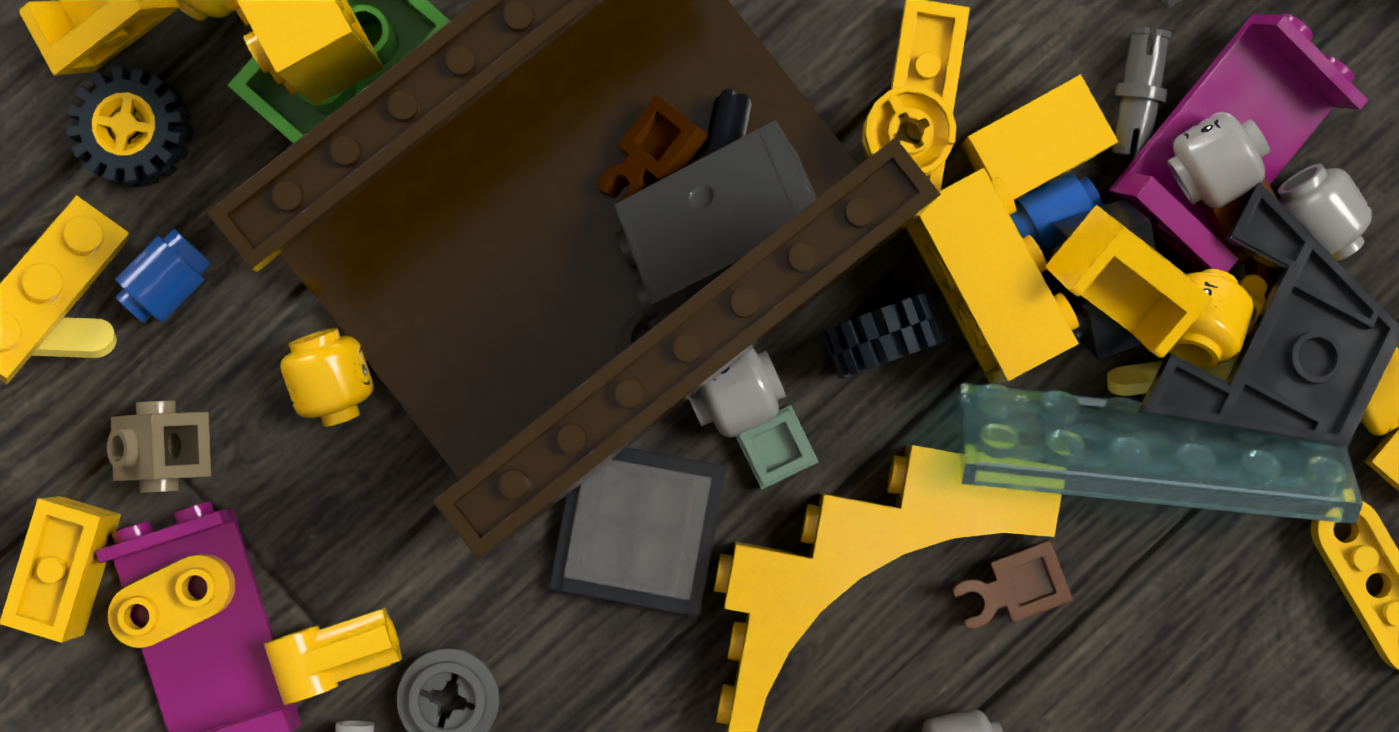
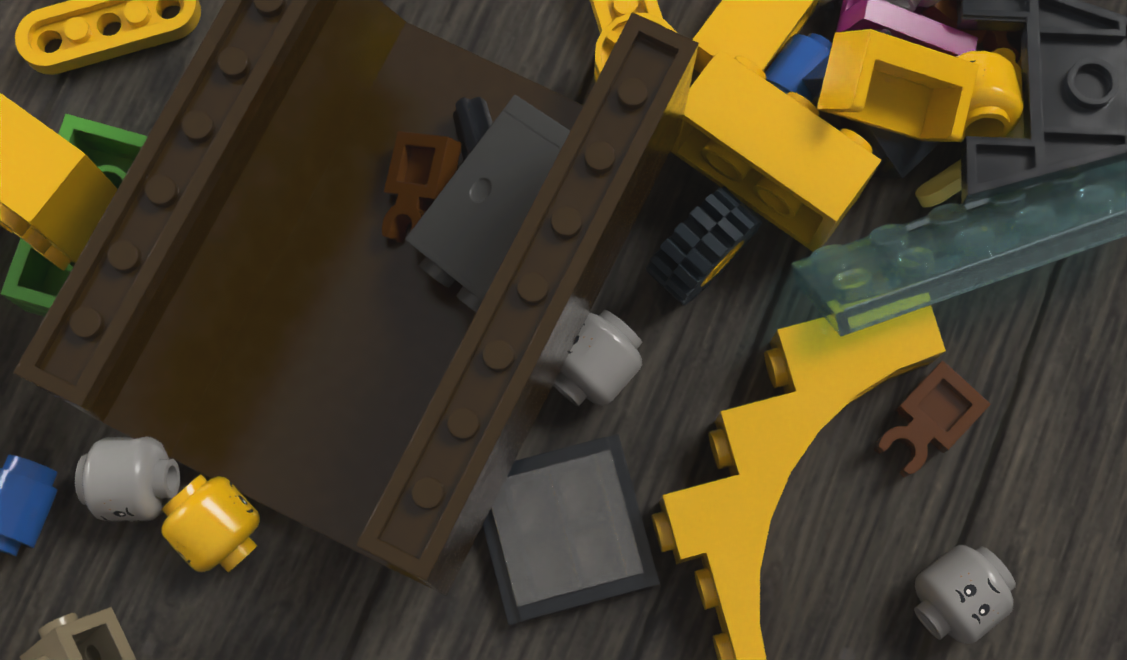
camera: 25 degrees left, 10 degrees down
(270, 303) = (126, 479): none -> light grey head
(777, 448) = (655, 397): sand green tile -> none

